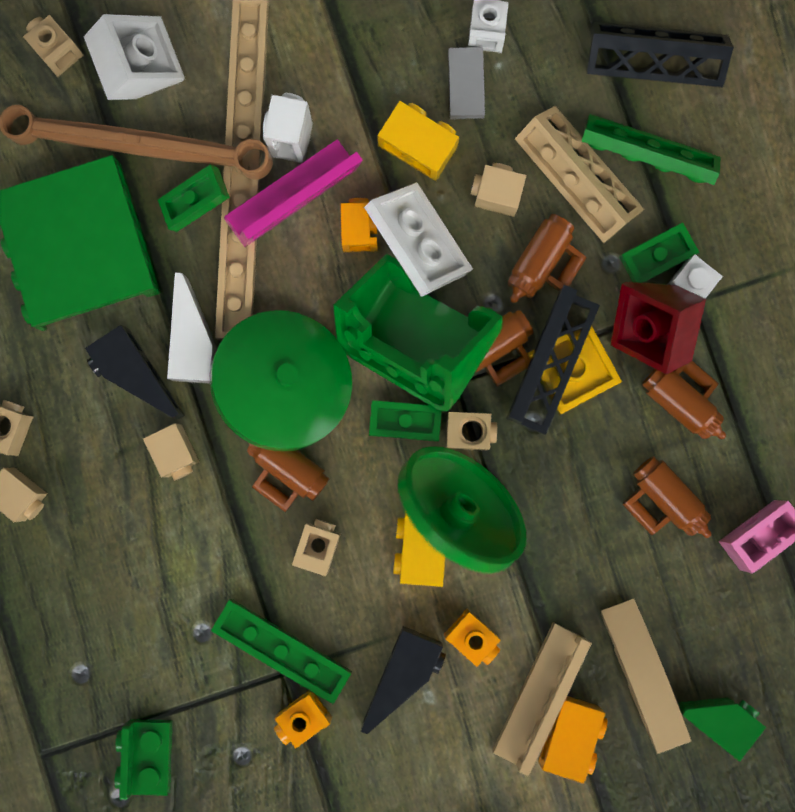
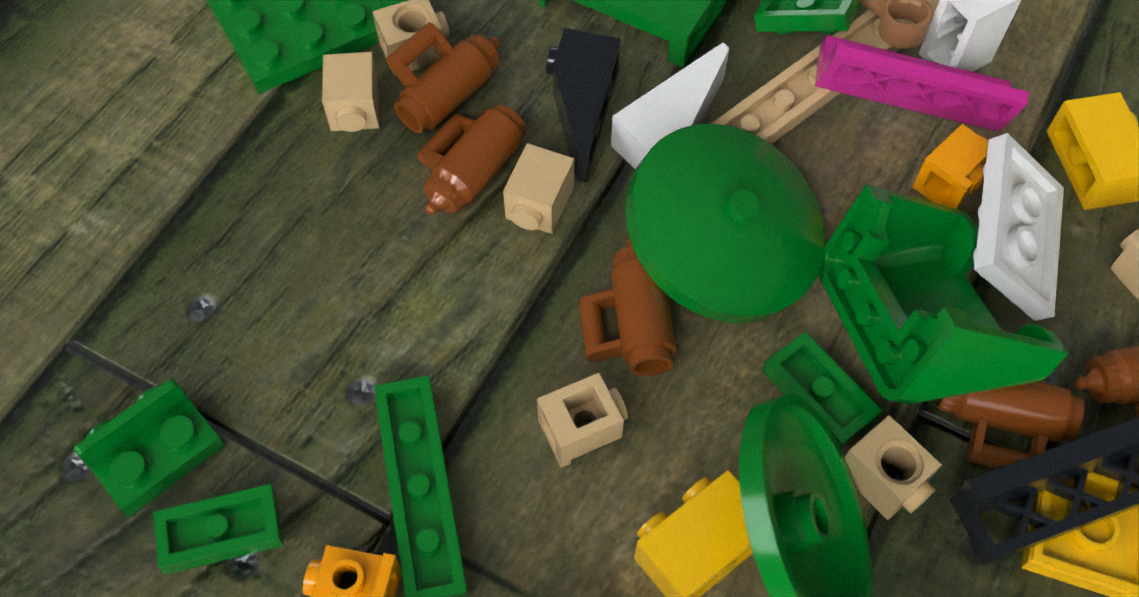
camera: 45 degrees right, 25 degrees down
(56, 437) = (446, 82): none -> dark orange piece
(120, 468) = (472, 159): none -> dark orange piece
(218, 758) = (217, 529): none -> green plate

